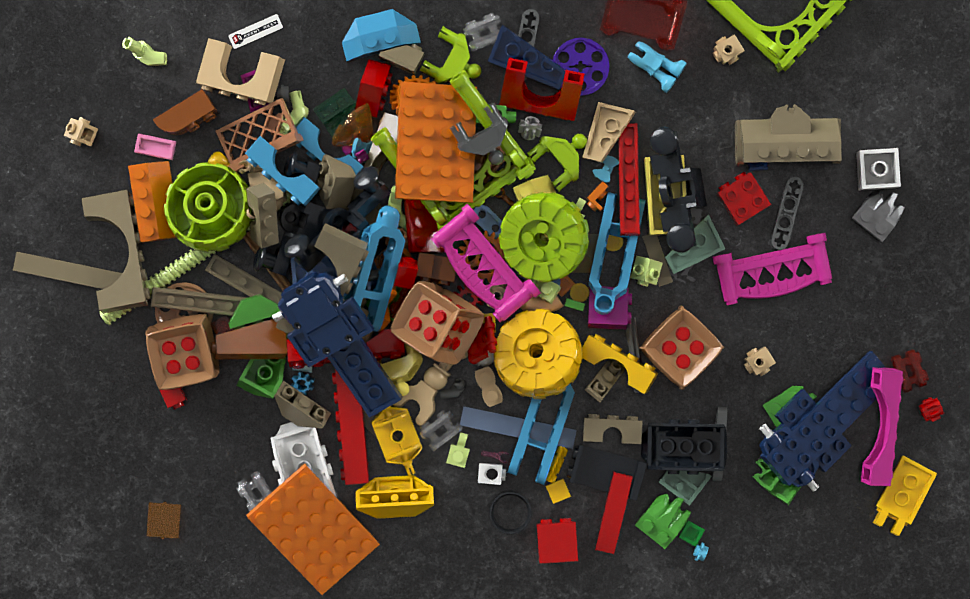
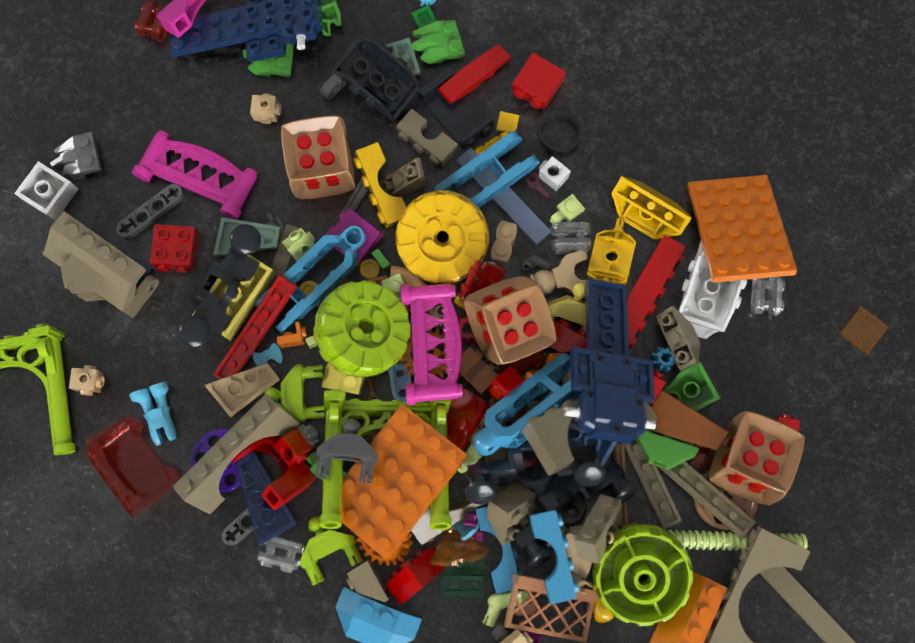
camera: 140 degrees left, 10 degrees down
(530, 112) = (293, 448): none -> red brick
(564, 116) = (202, 481): none -> dark tan arch

